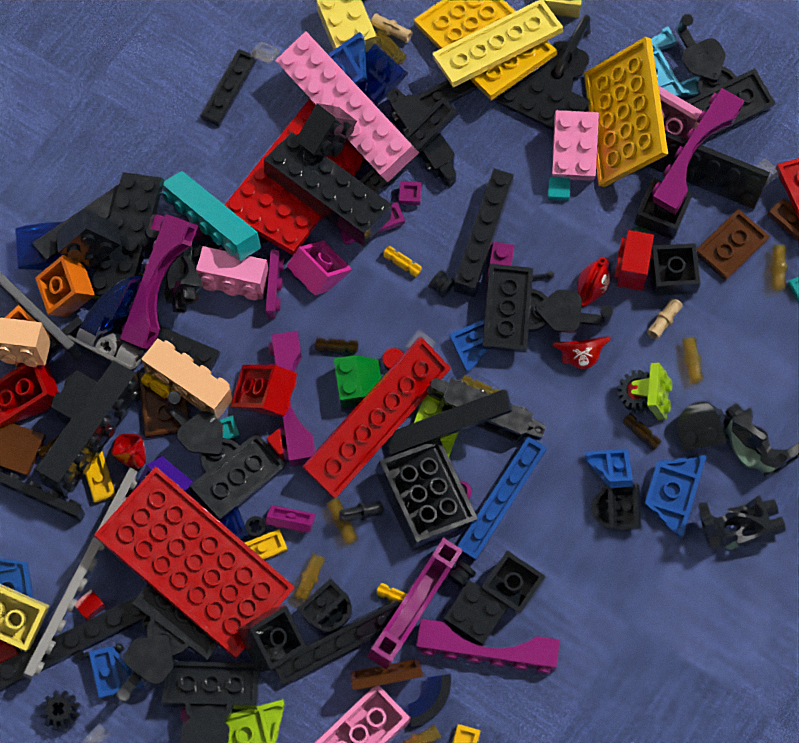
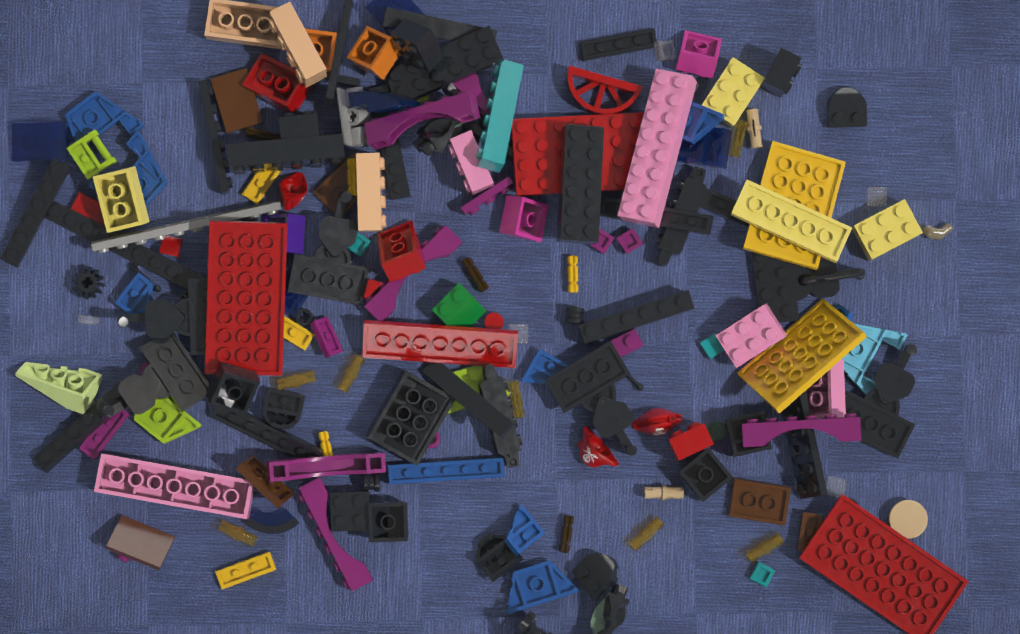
camera: 50 degrees right, 15 degrees up
(251, 118) = (604, 81): none -> red window
(290, 25) = (698, 54): none -> dark pink slope
(326, 130) = (619, 153): black brick -> none
(361, 512) = (365, 382): black axle -> none
(647, 391) = (596, 518): lime plate -> none

